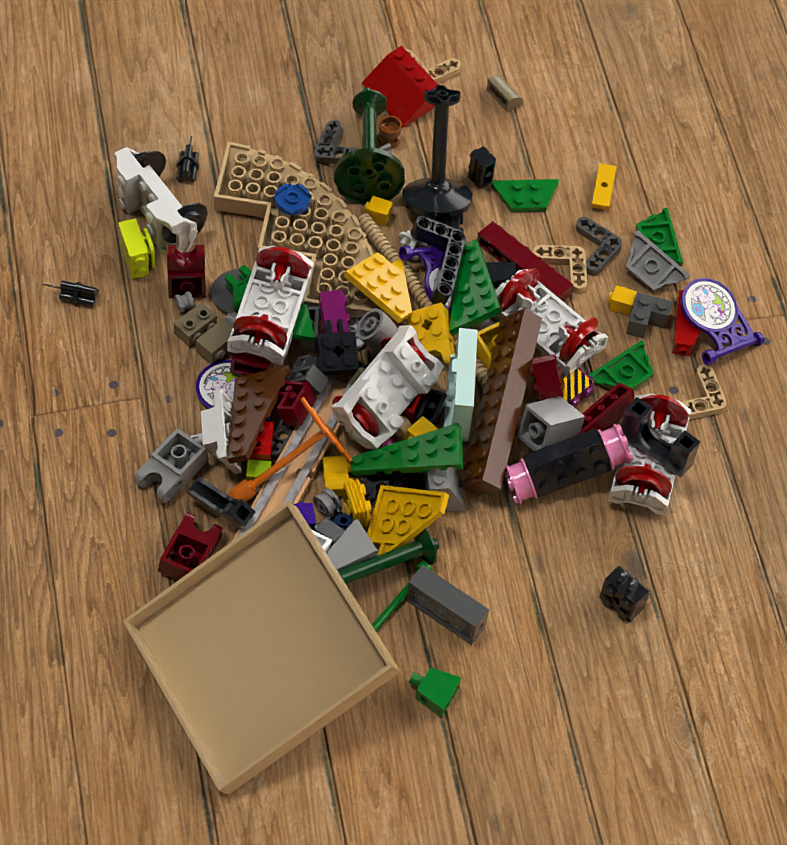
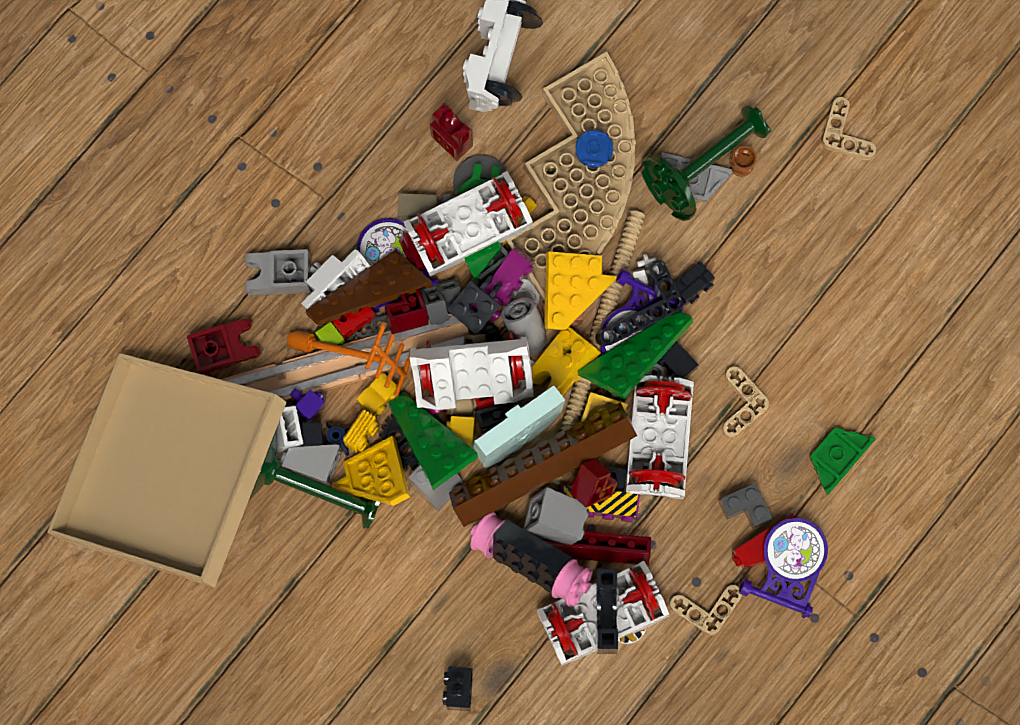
camera: 55 degrees right, 20 degrees up
(77, 293) = (370, 69): black piece -> none
(136, 248) = (443, 76): neon yellow brick -> none
(184, 302) = (432, 152): light grey wheel -> none
(187, 164) = (566, 38): black piece -> none
(194, 324) = (419, 178): dark tan brick -> none
(220, 504) = (275, 336): black arch -> none
(326, 152) = (684, 129): dark grey beam -> none
(327, 503) = (346, 409): light grey wheel -> none
(379, 210) = (656, 218): yellow brick -> none
(396, 601) = (352, 525): green piece -> none
(403, 84) = (800, 132): red slope -> none
(436, 689) = (261, 614): green torso -> none
(438, 193) = (711, 248): black piece -> none
(447, 605) = (333, 567): dark grey brick -> none
(481, 167) = (772, 261): black brick -> none
(503, 93) = (877, 214): dark tan brick -> none
(508, 249) = (710, 372): dark red brick -> none
(526, 194) = (786, 317): green wing -> none
(603, 186) = (860, 365): yellow tile -> none
(603, 243) = (794, 415): dark grey beam -> none
(621, 300) = (744, 474): yellow brick -> none
(628, 368) = (677, 531): green wing -> none
(652, 265) = (801, 473): light grey wing -> none

